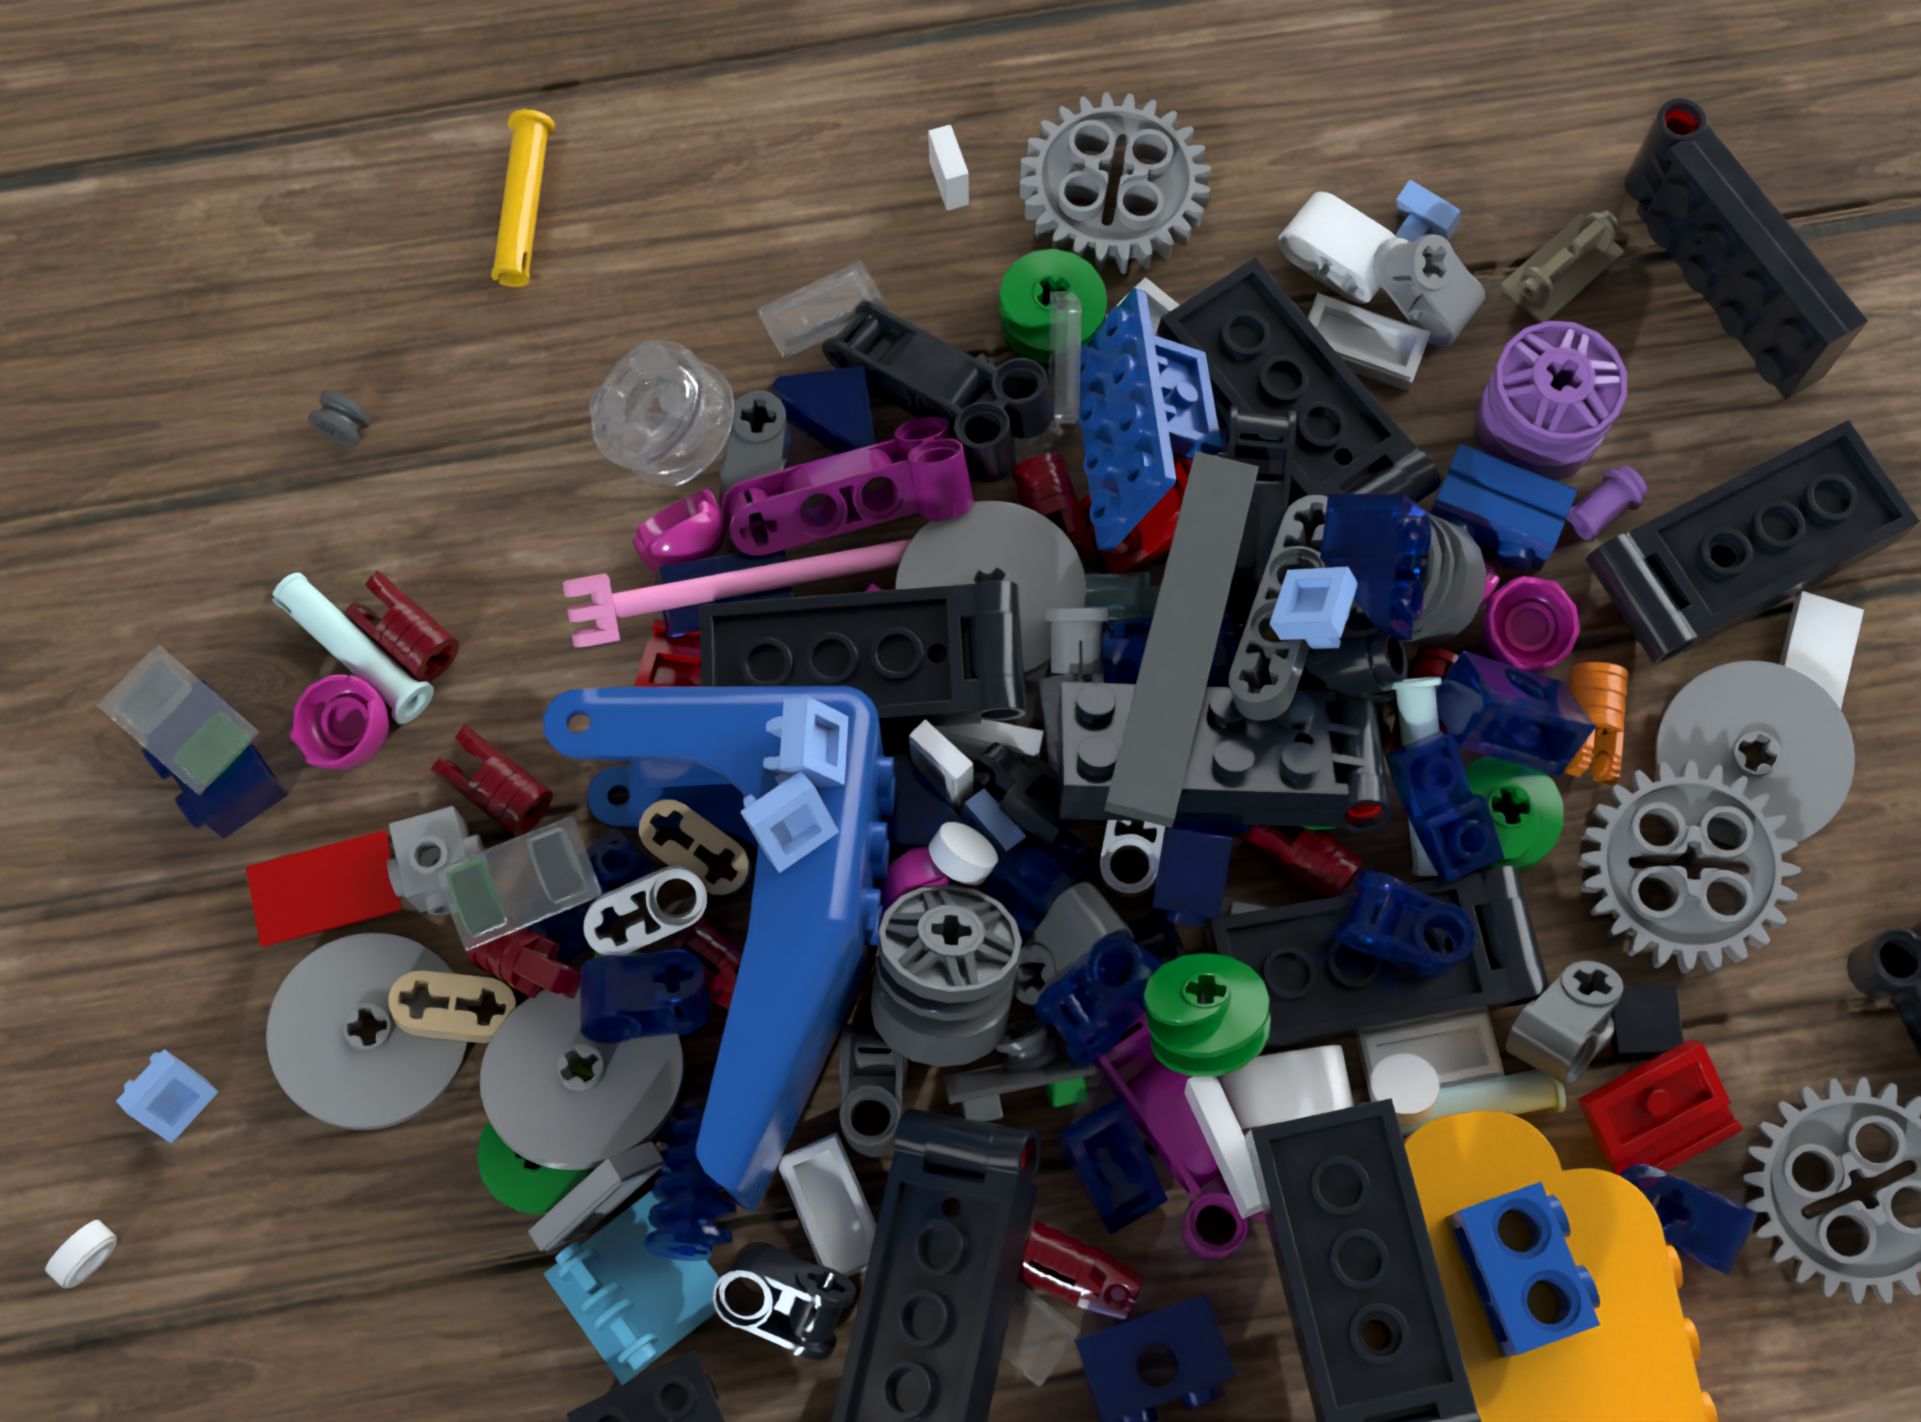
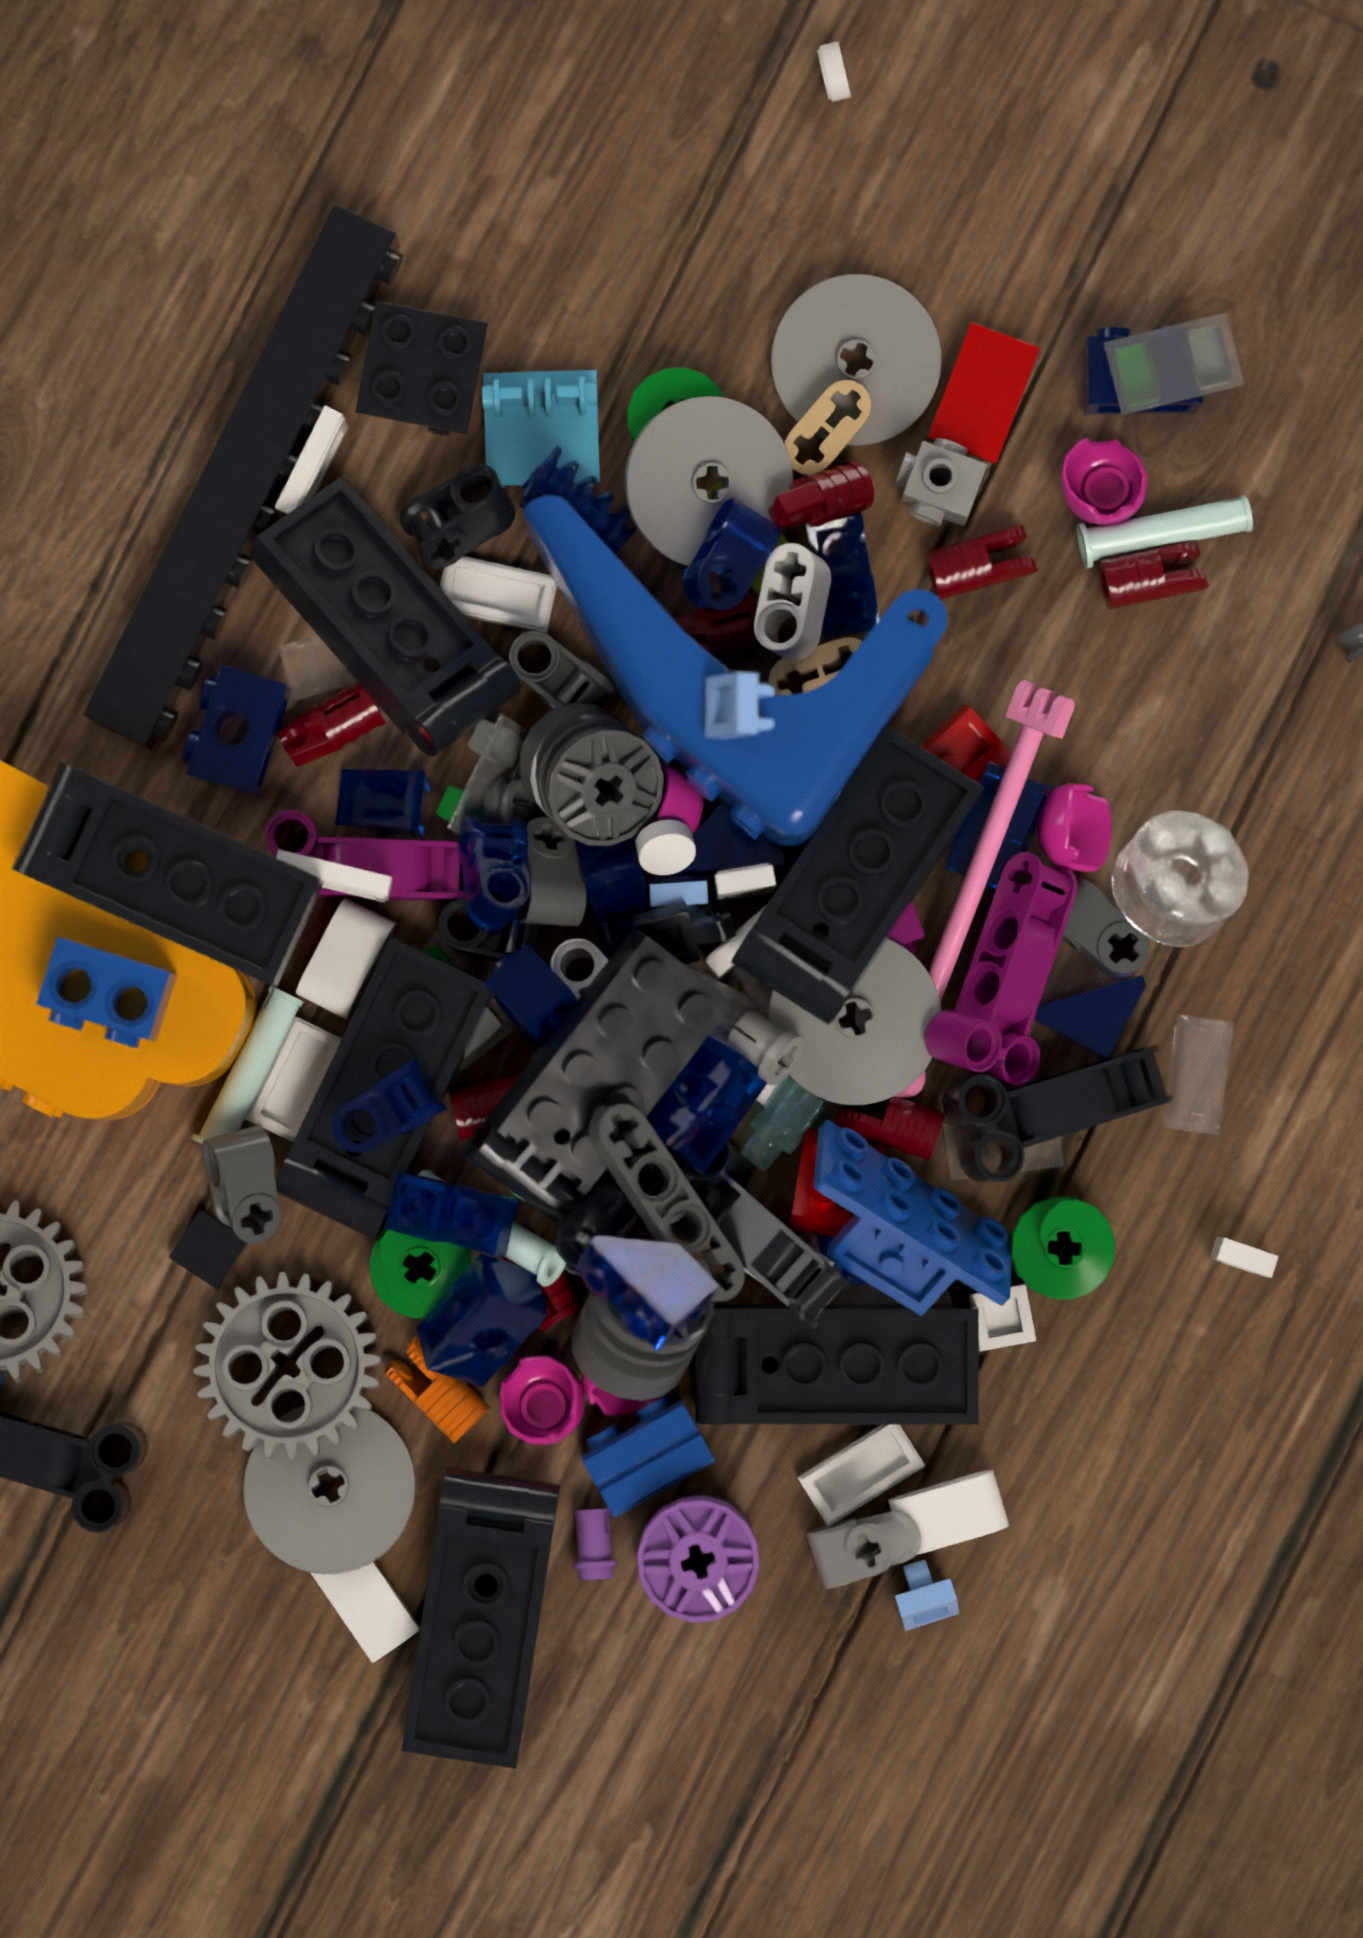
camera: 125 degrees right, 15 degrees up
(166, 1096) = (907, 192): light blue tile -> none
(518, 882) = (873, 525): clear piece -> none
(596, 1196) = (614, 435): light grey tile -> none
(811, 742) = (777, 759): light blue tile -> none
(1064, 356) = (1002, 1213): clear tile -> none
(1169, 190) = (1171, 1343): light grey gear -> none
(1182, 641) = (694, 1102): dark grey tile -> none
(1206, 1014) = (429, 900): green piece -> none
(1314, 605) = (644, 1206): light blue tile -> none
(1409, 1083) = (284, 1035): white tile -> none
(1565, 265) = (806, 1677): dark tan hinge -> none
(1661, 1111) = (140, 1202): red plate -> none
(1695, 1217) = (64, 1159): clear blue piece -> none
(1739, 251) = (710, 1804): black hinge -> none

